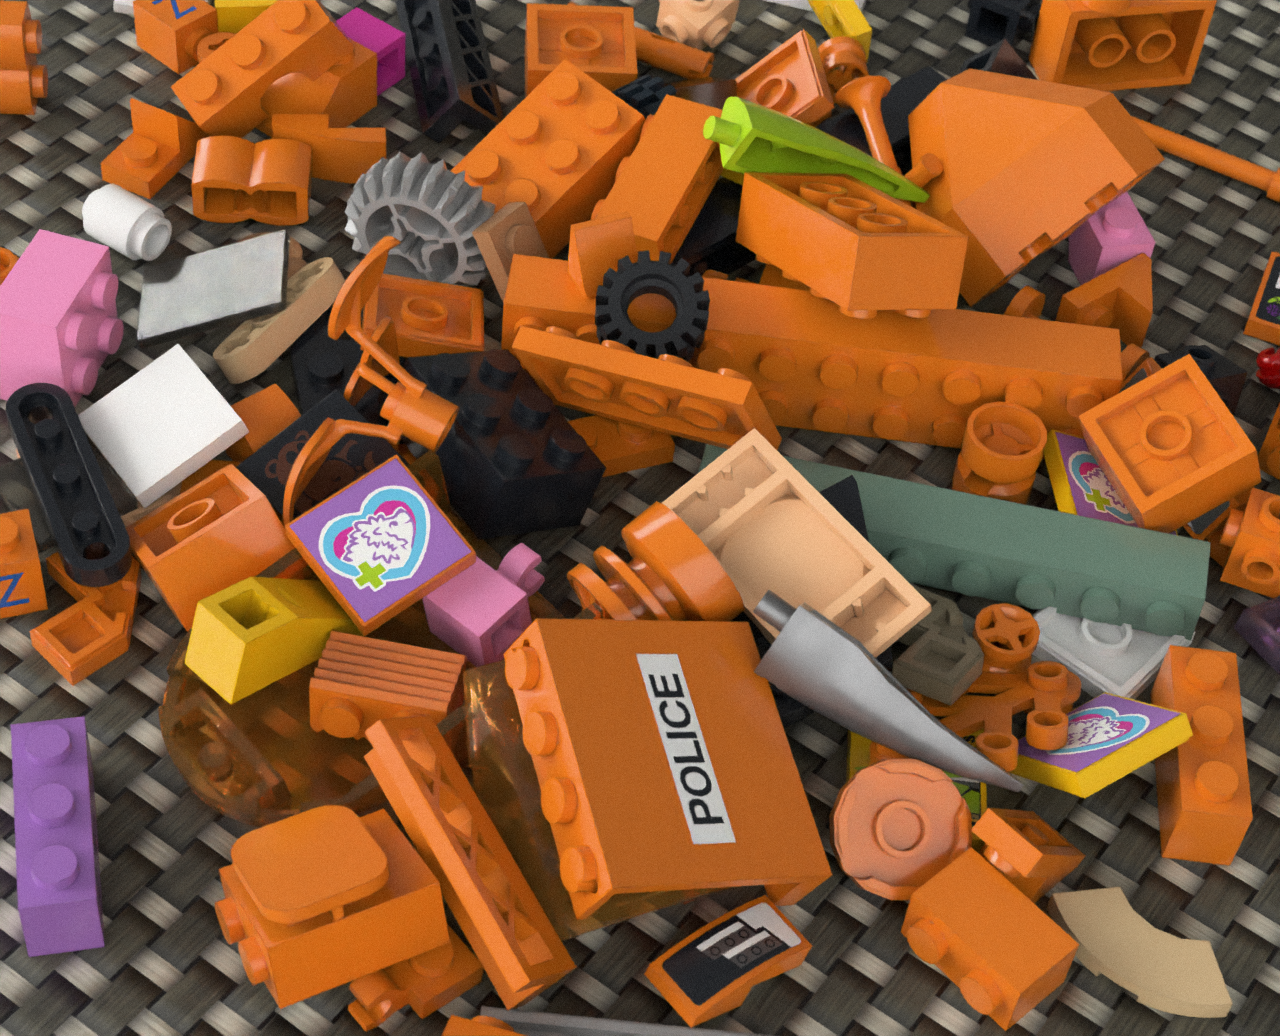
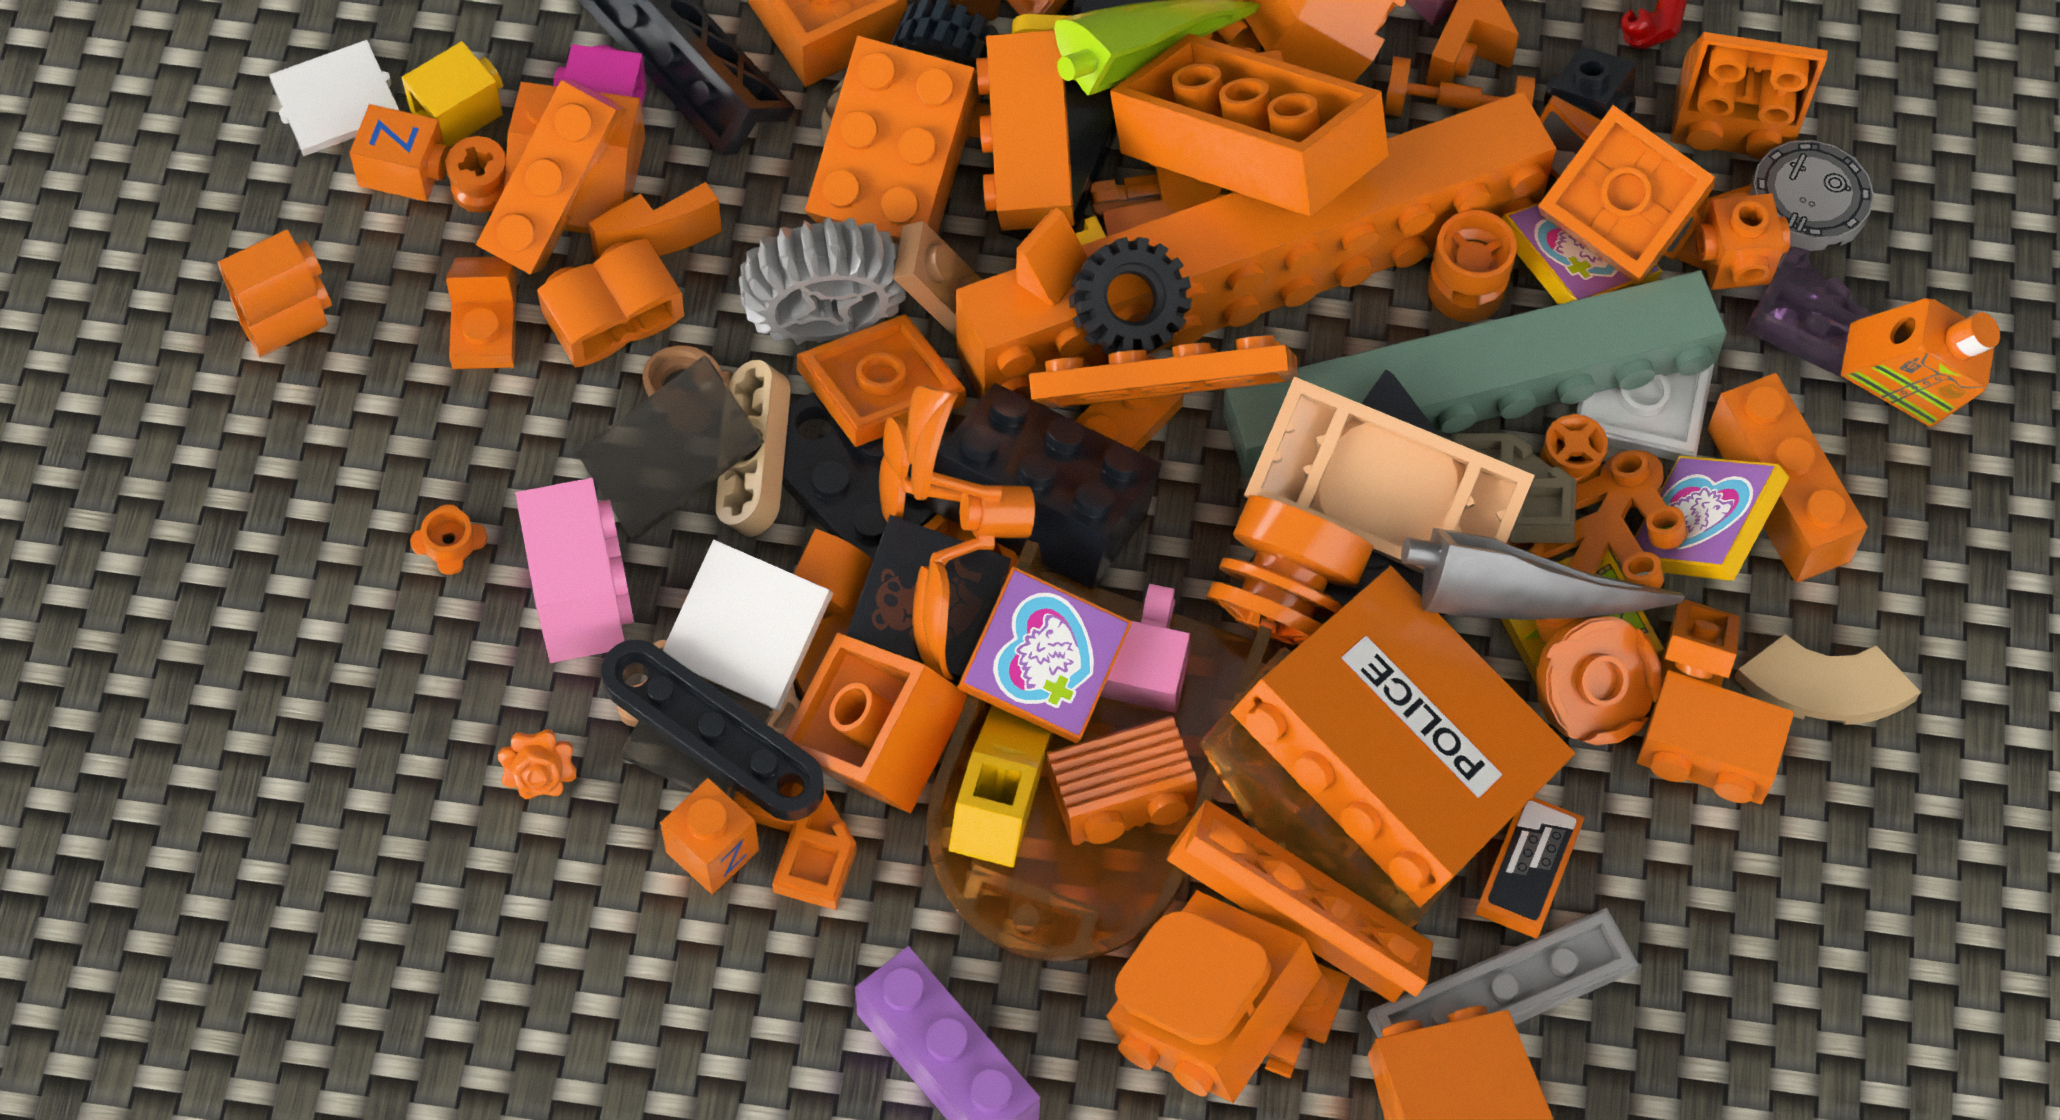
camera: 25 degrees left, 15 degrees up
(126, 223) = (529, 415): white brick -> none

